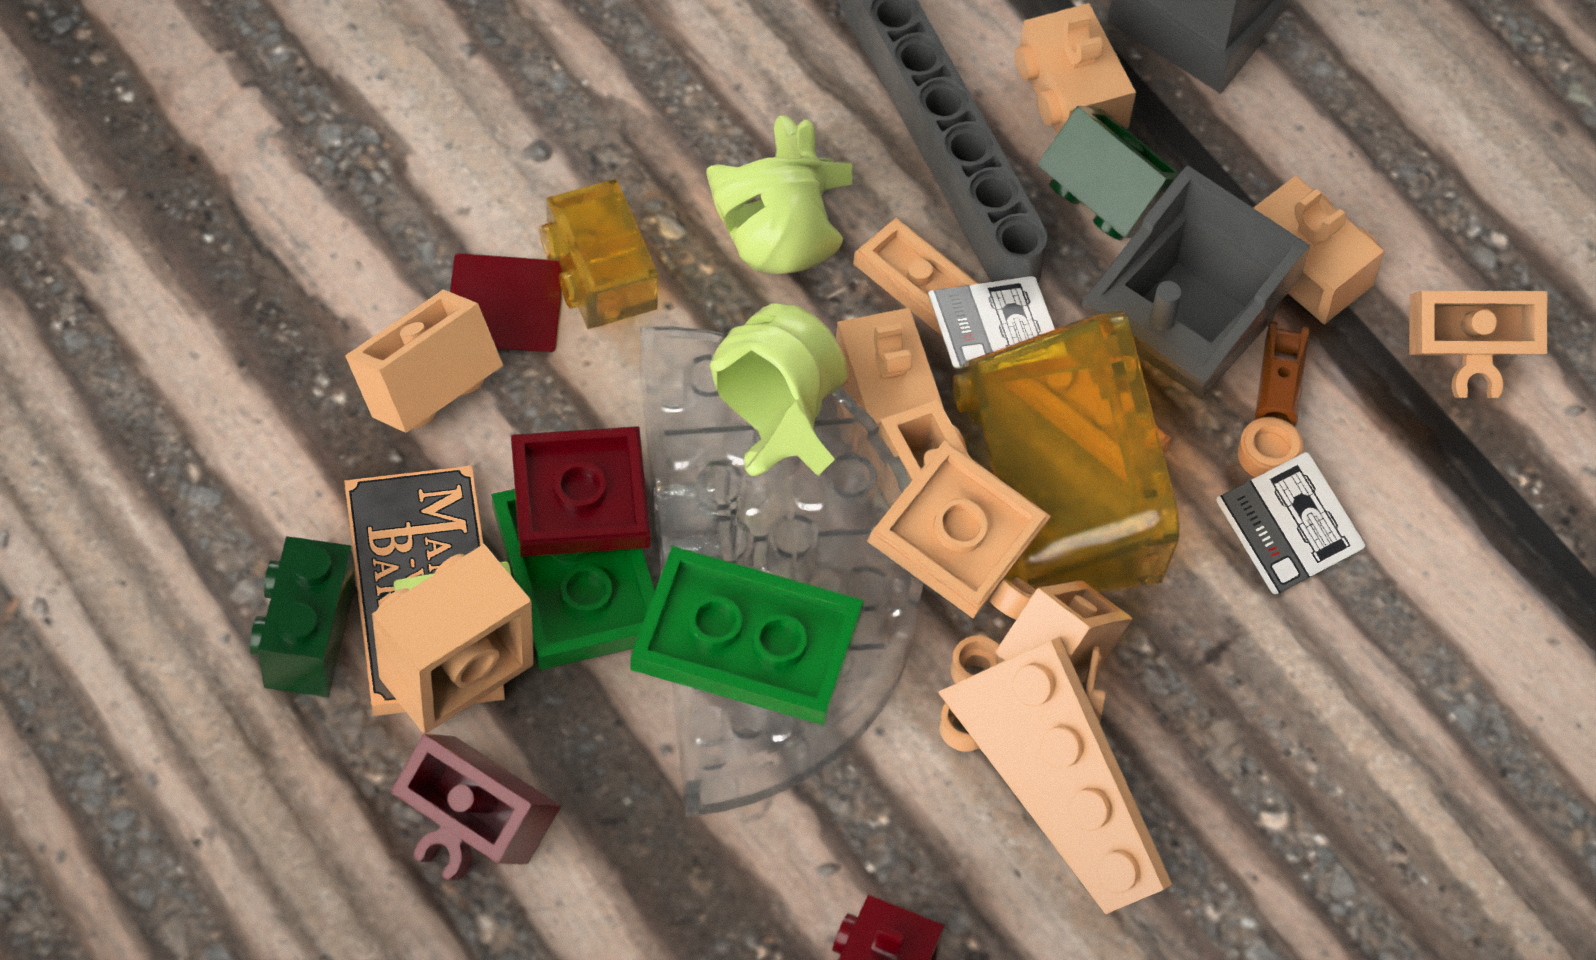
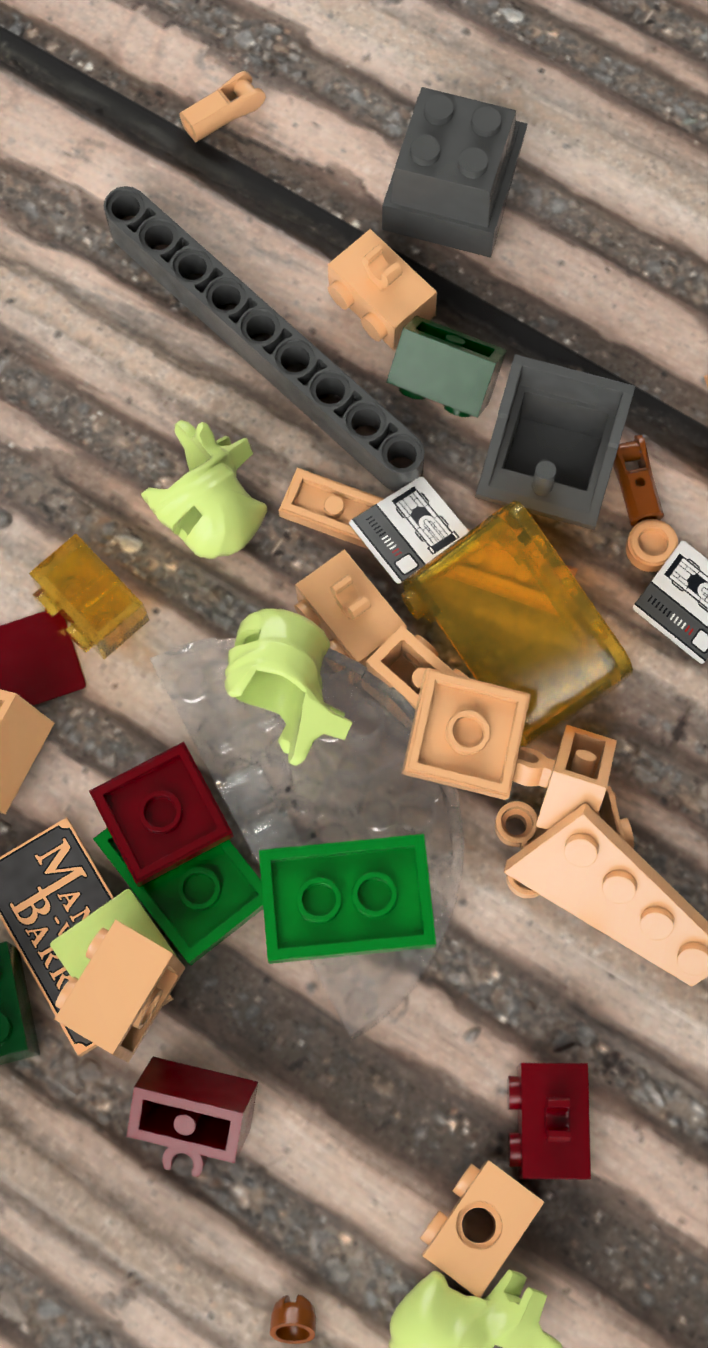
camera: 15 degrees left, 15 degrees up
(1340, 257) = (615, 354): light nougat brick -> none

